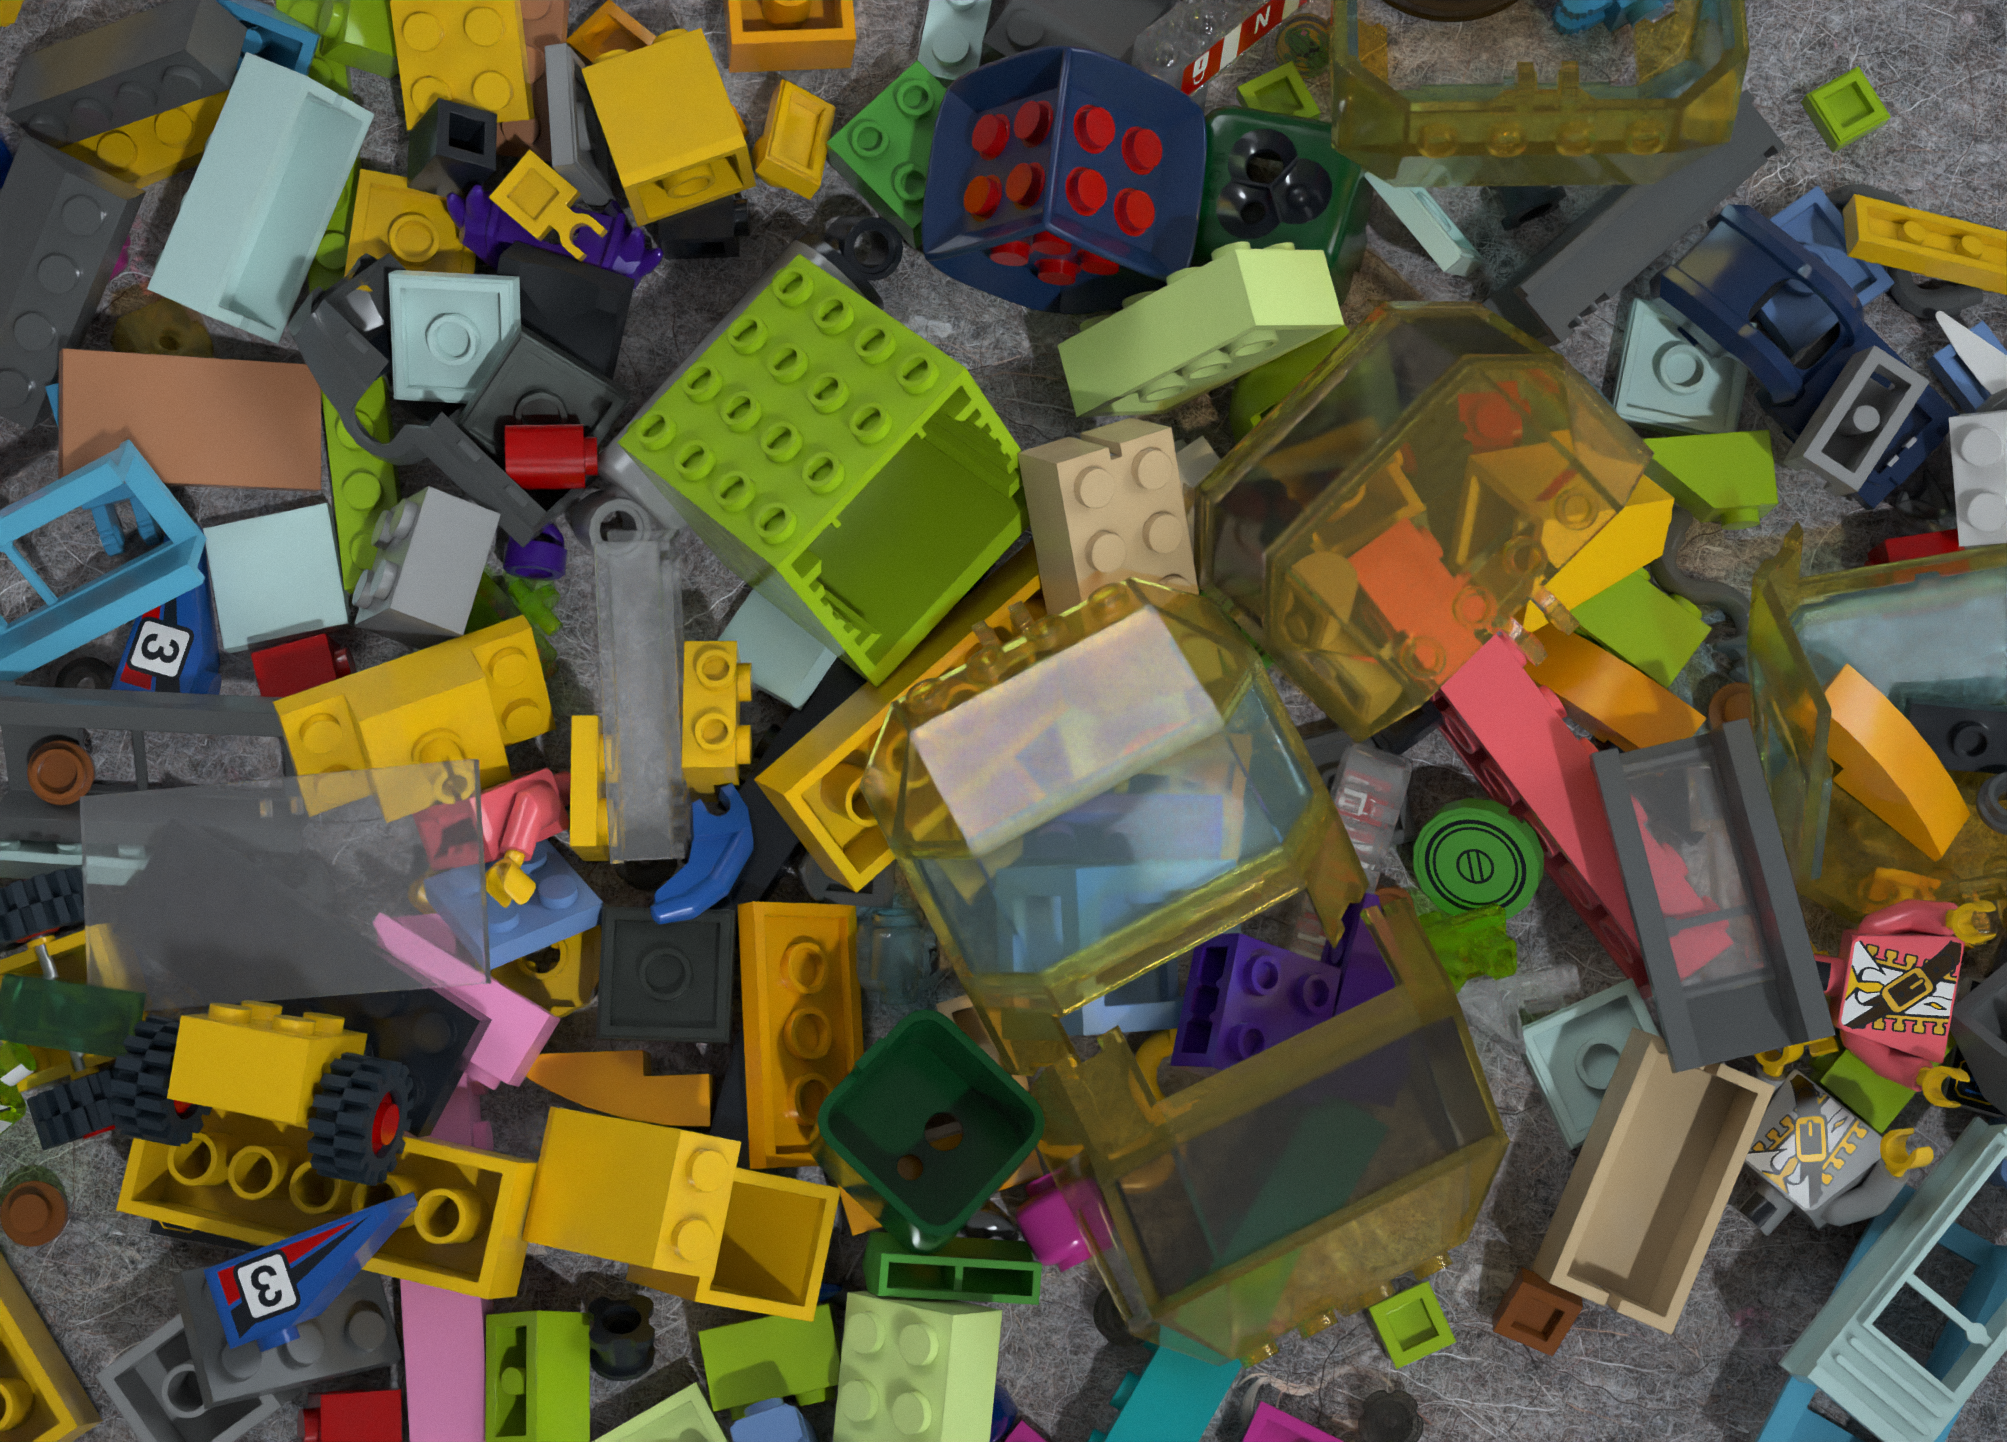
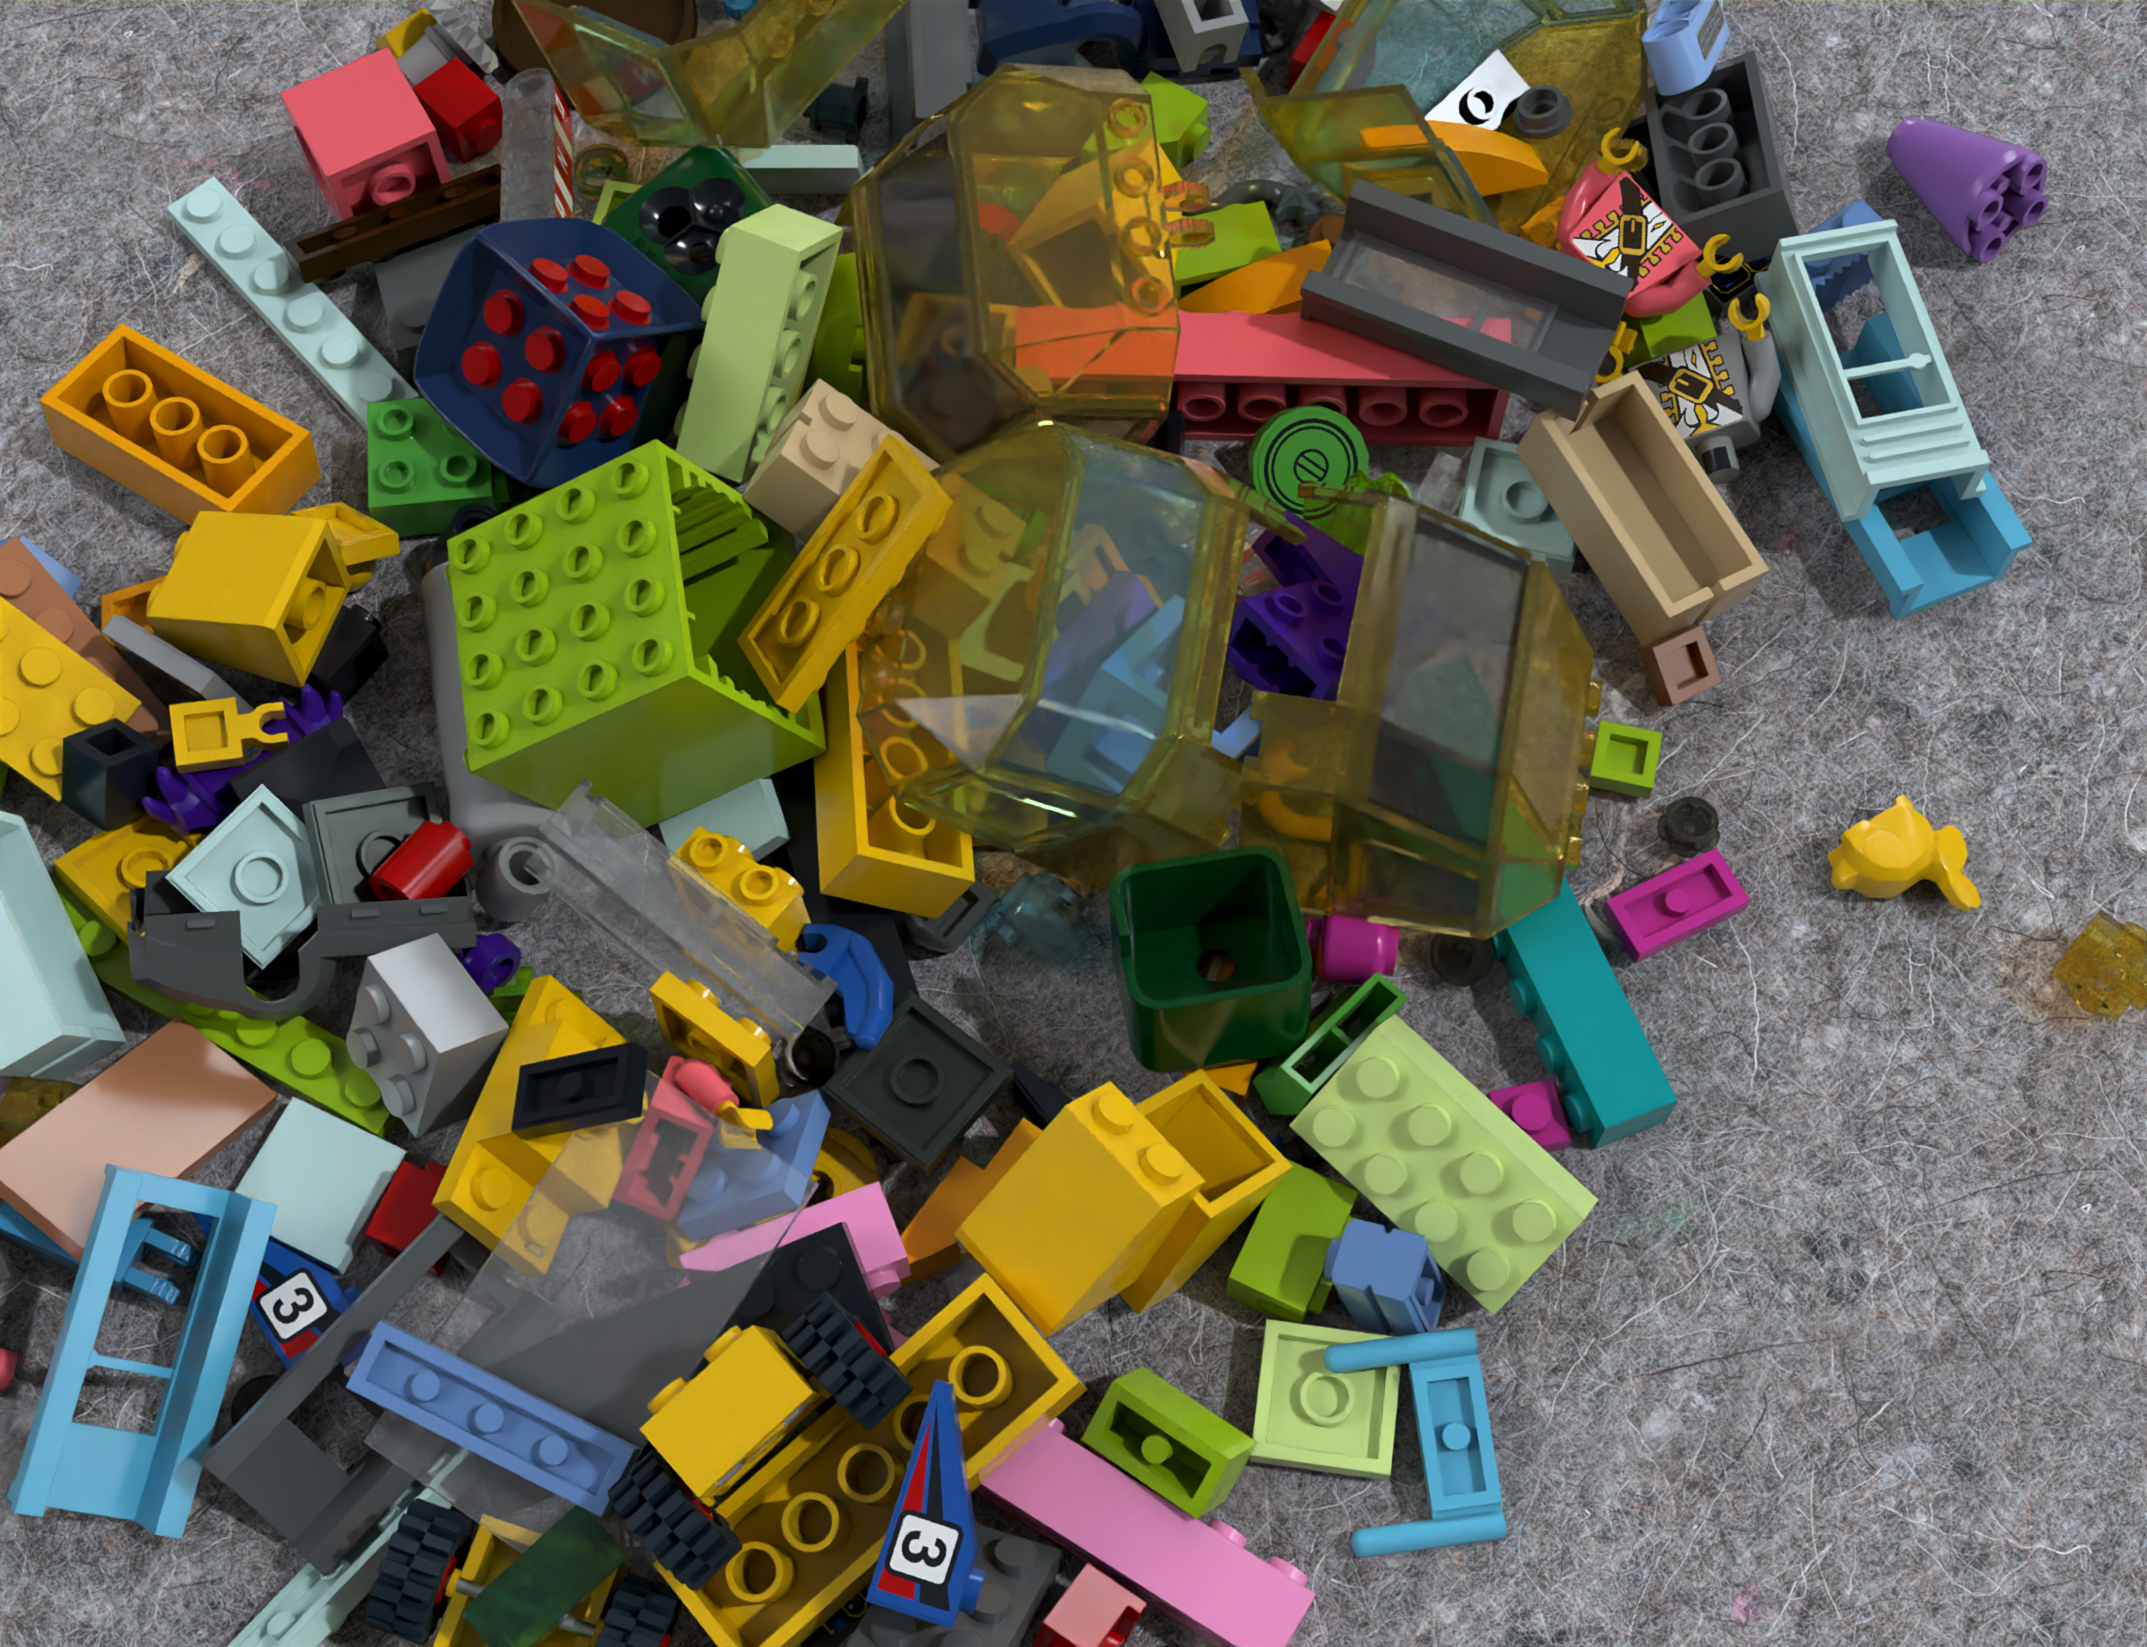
camera: 55 degrees left, 15 degrees down
(61, 772) = (321, 1470): dark orange plate -> none
(149, 882) = (492, 1417): none -> medium blue plate
(415, 751) = (580, 1091): none -> black plate
(621, 1337) = (1184, 1351): black brick -> none
(796, 1021) = (1034, 1018): light orange plate -> none
(1001, 596) = (843, 573): none -> yellow plate

